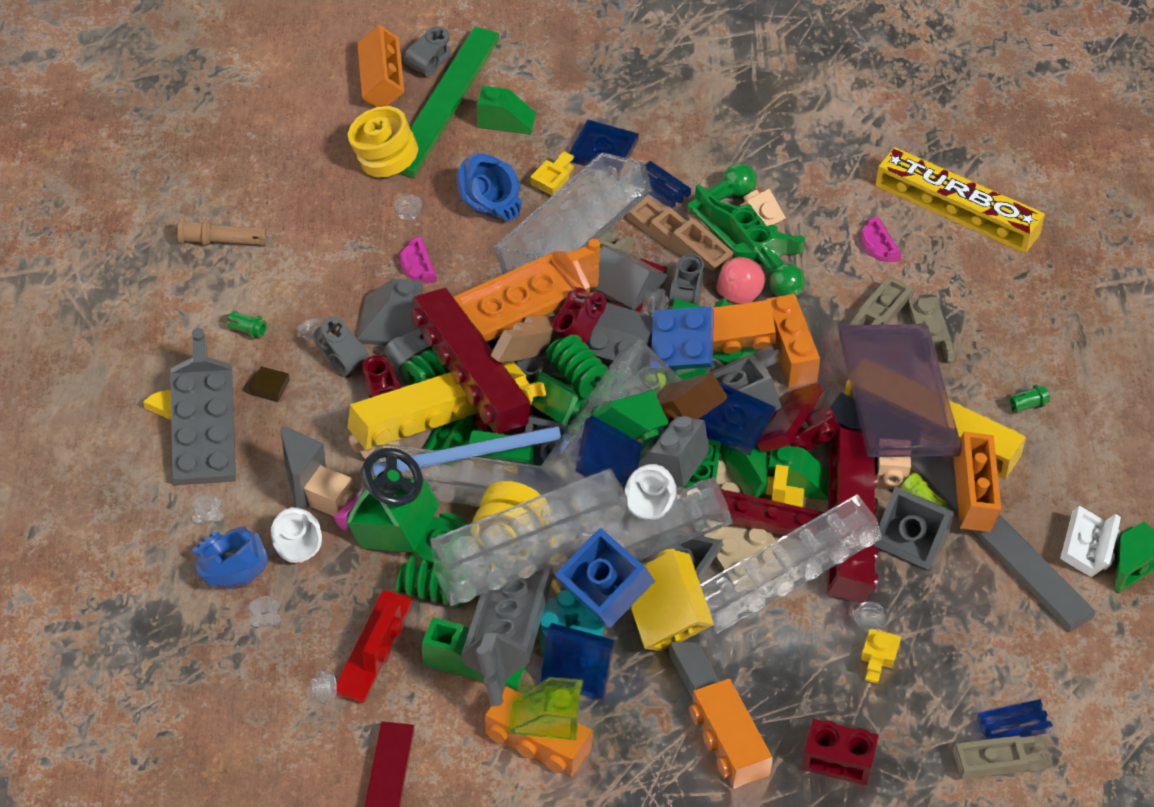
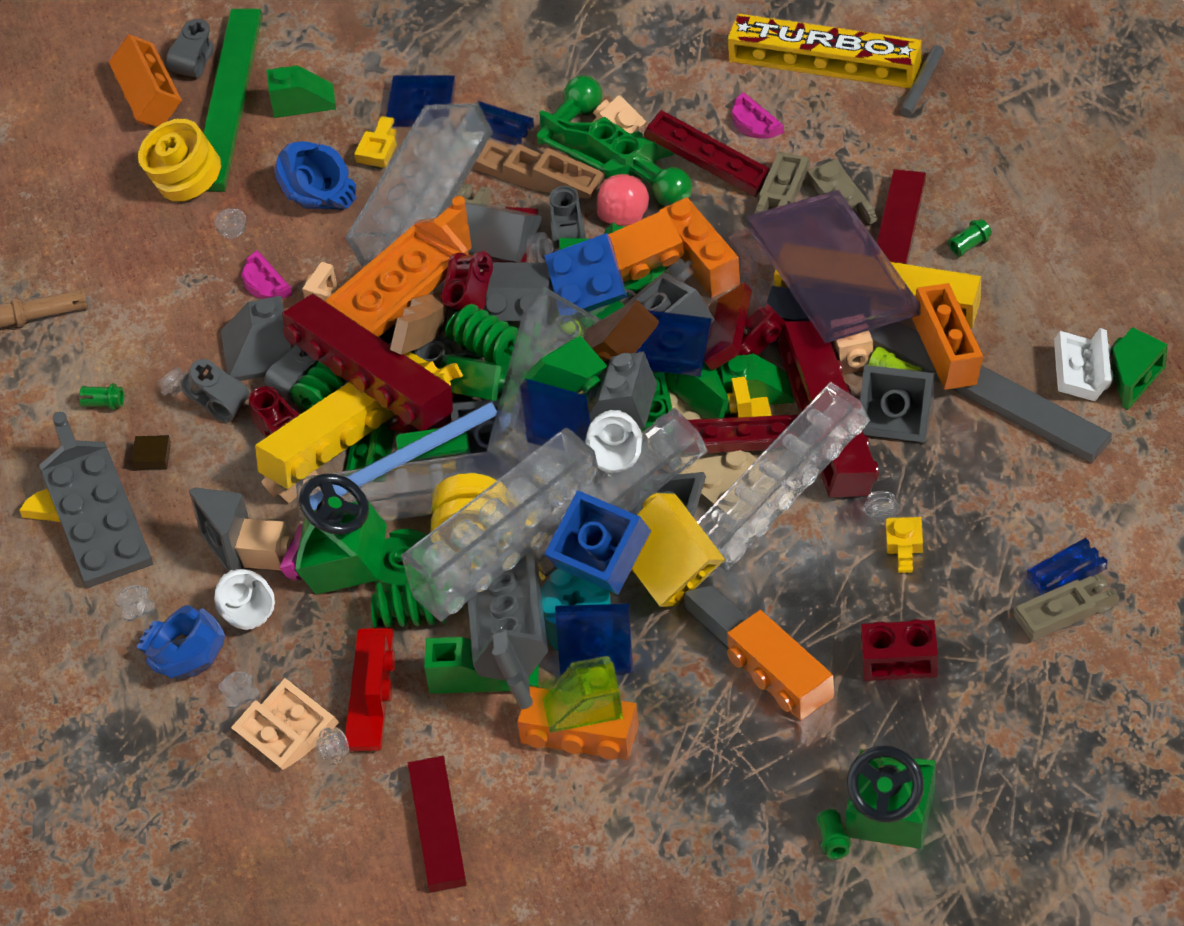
camera: 10 degrees left, 0 degrees up
(291, 655) = (284, 724): none -> light nougat slope
(461, 279) = (321, 282): none -> light nougat bracket
(827, 260) = (707, 153): none -> dark red tile
(976, 362) = (901, 214): none -> dark red tile
(1034, 249) = (921, 81): none -> dark grey bar

